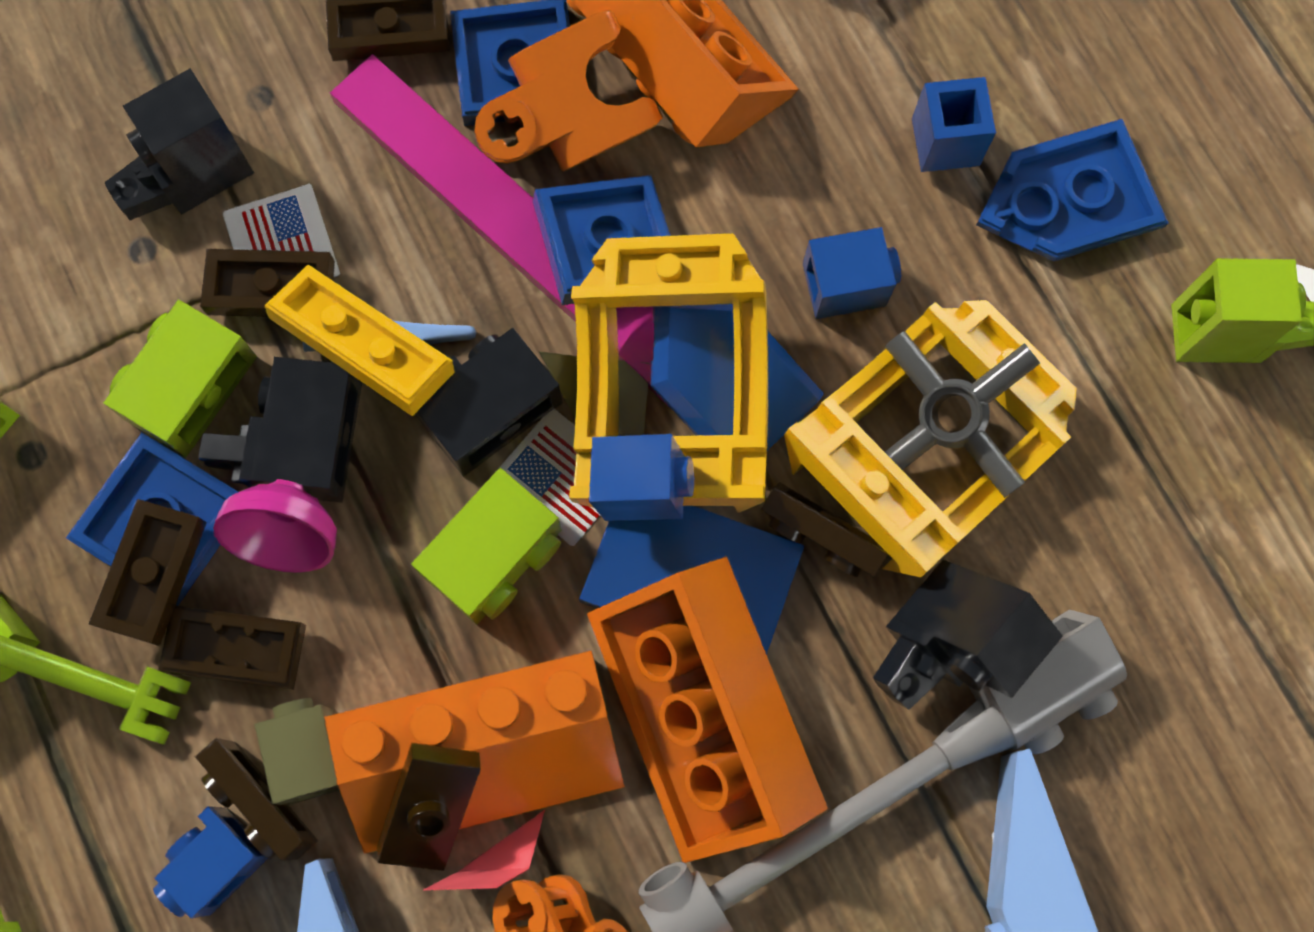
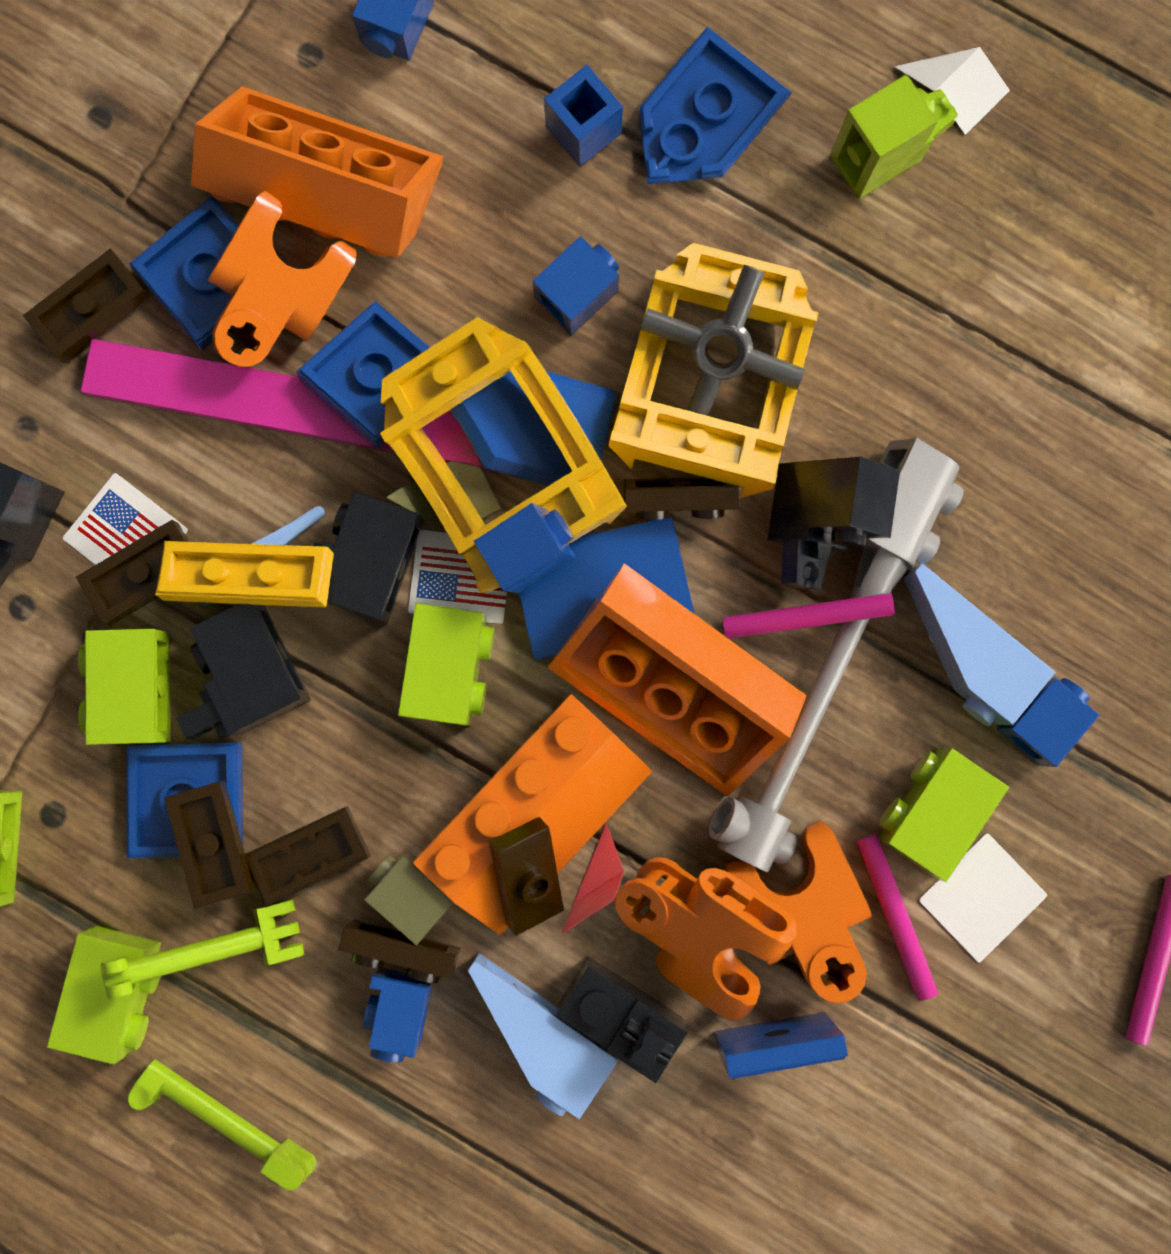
camera: 30 degrees left, 10 degrees up
(277, 528) = (281, 750): dark pink piece -> none
(882, 730) = (809, 615): none -> dark pink bar

